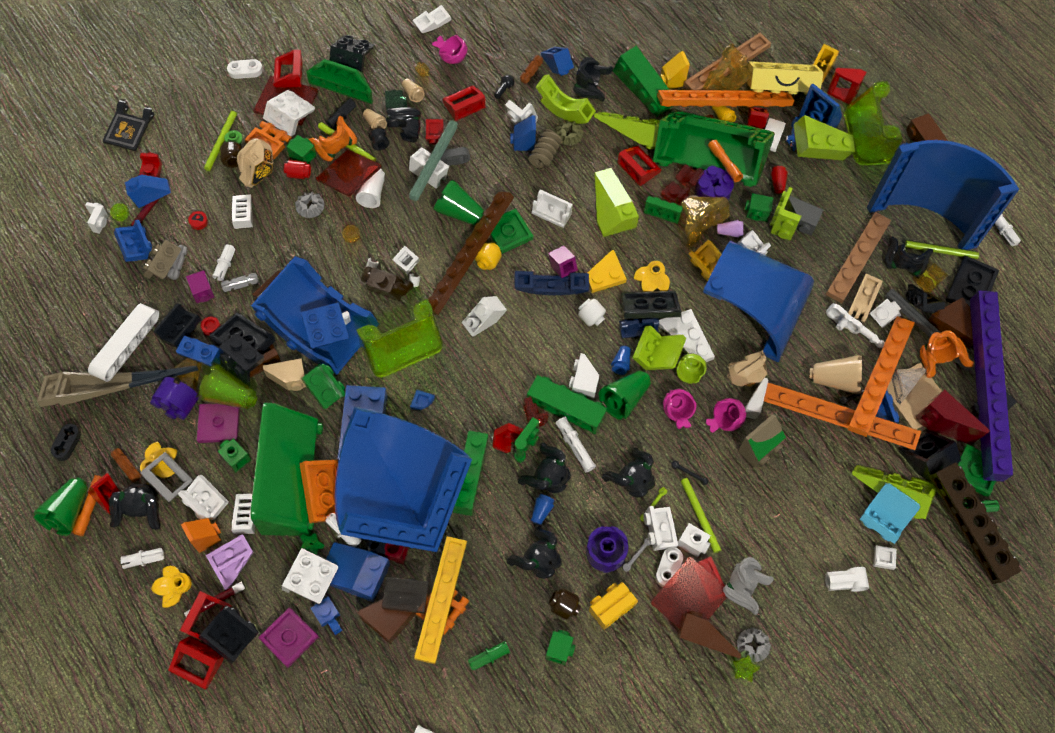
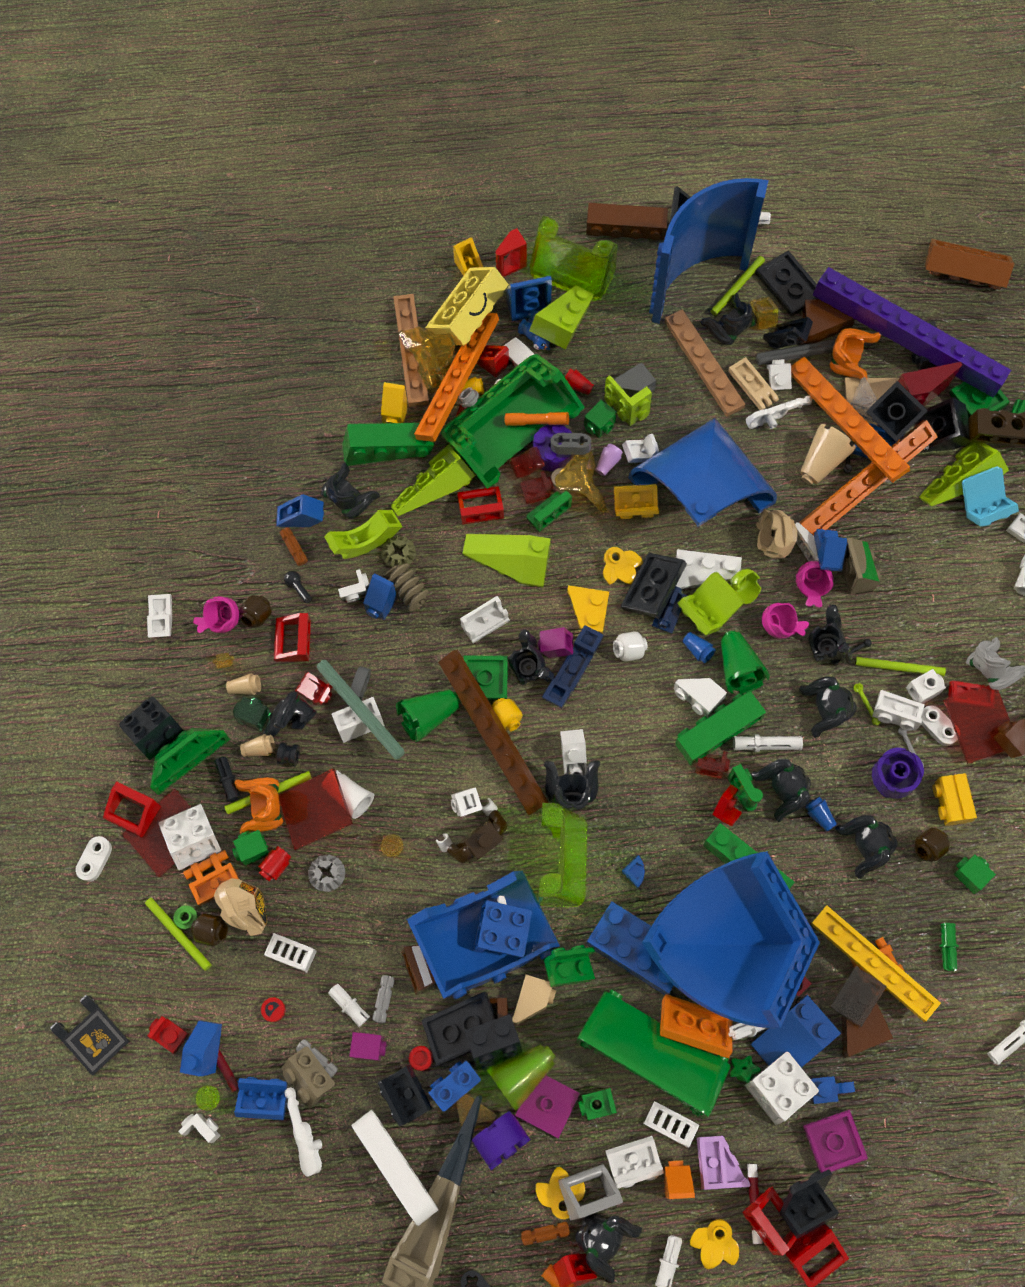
camera: 55 degrees left, 5 degrees up
(119, 277) = (308, 1149): none -> white piece
(457, 326) = (571, 789): none -> black hair
(468, 69) = (255, 611): none -> dark brown head
(538, 249) = (529, 656): none -> black hair
(687, 448) = (830, 637): none -> black hair
(712, 111) = (468, 397): none -> light grey plate
(719, 189) = (570, 443): none -> dark grey beam
(758, 410) = (830, 549): none -> blue slope
(909, 402) = (896, 411): none -> black slope

